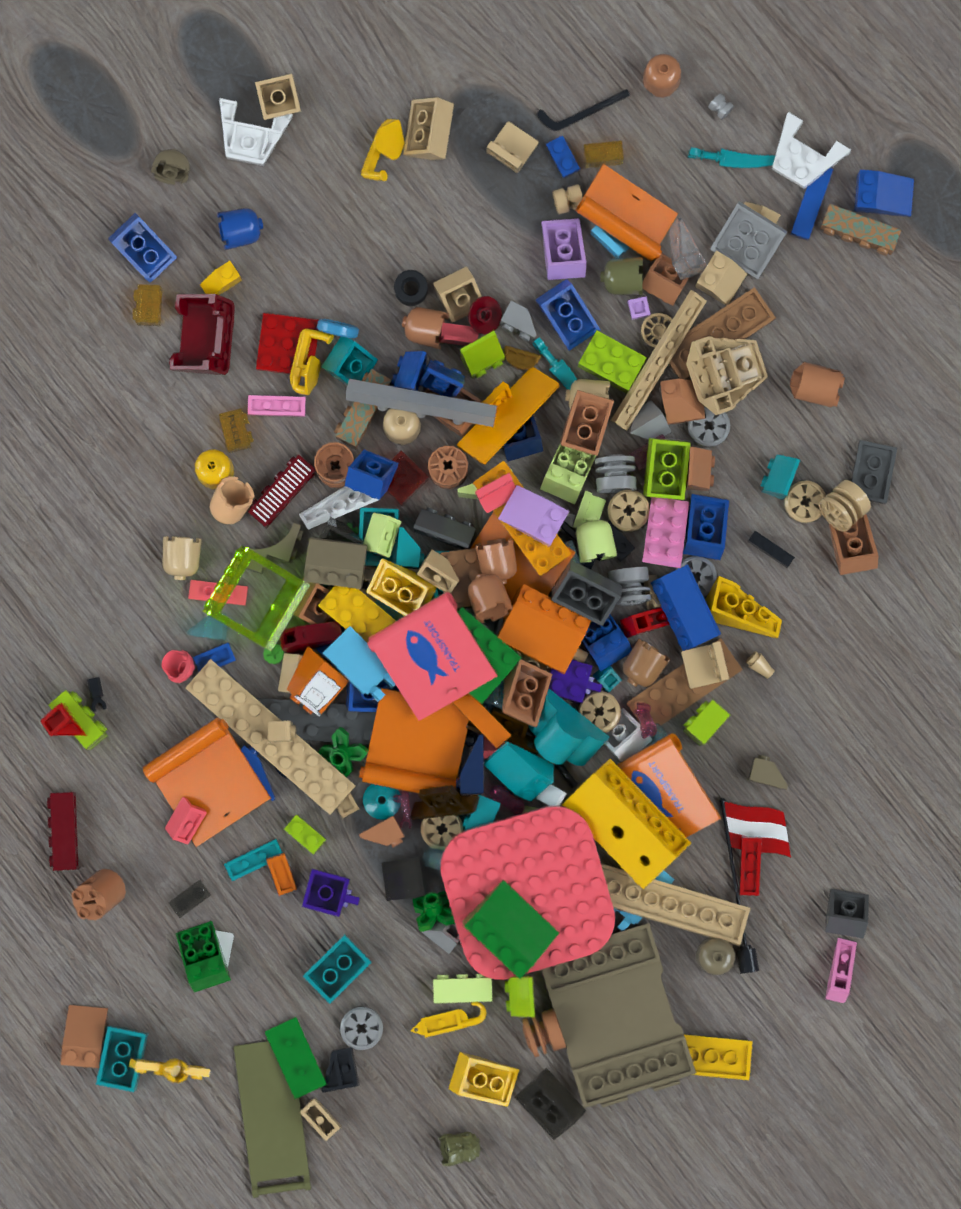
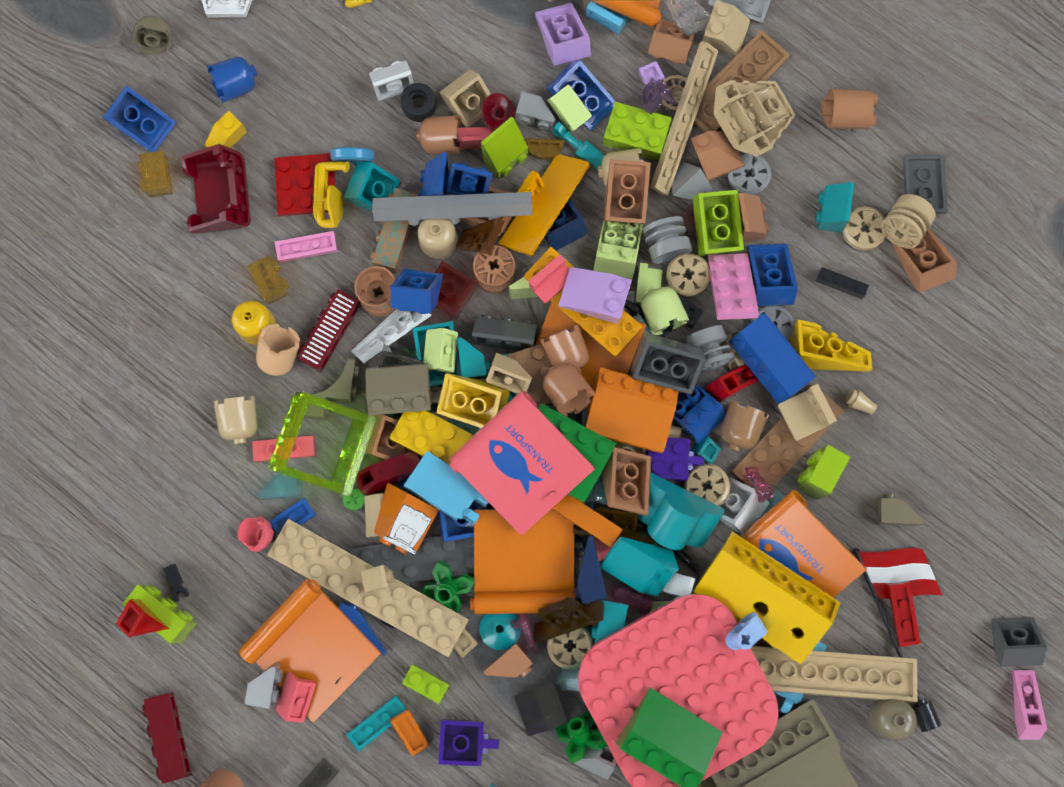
camera: 10 degrees left, 5 degrees down
(158, 805) = (262, 688): none -> light grey slope
(389, 260) = (391, 79): none -> white slope
(441, 435) = (480, 237): none -> reddish brown wing
(552, 326) = (569, 108): none -> yellowish green panel
(599, 851) = (746, 633): none -> light blue piece
(623, 276) = (629, 45): olive cylinder -> none
(635, 330) = (653, 93): none -> clear purple bracket

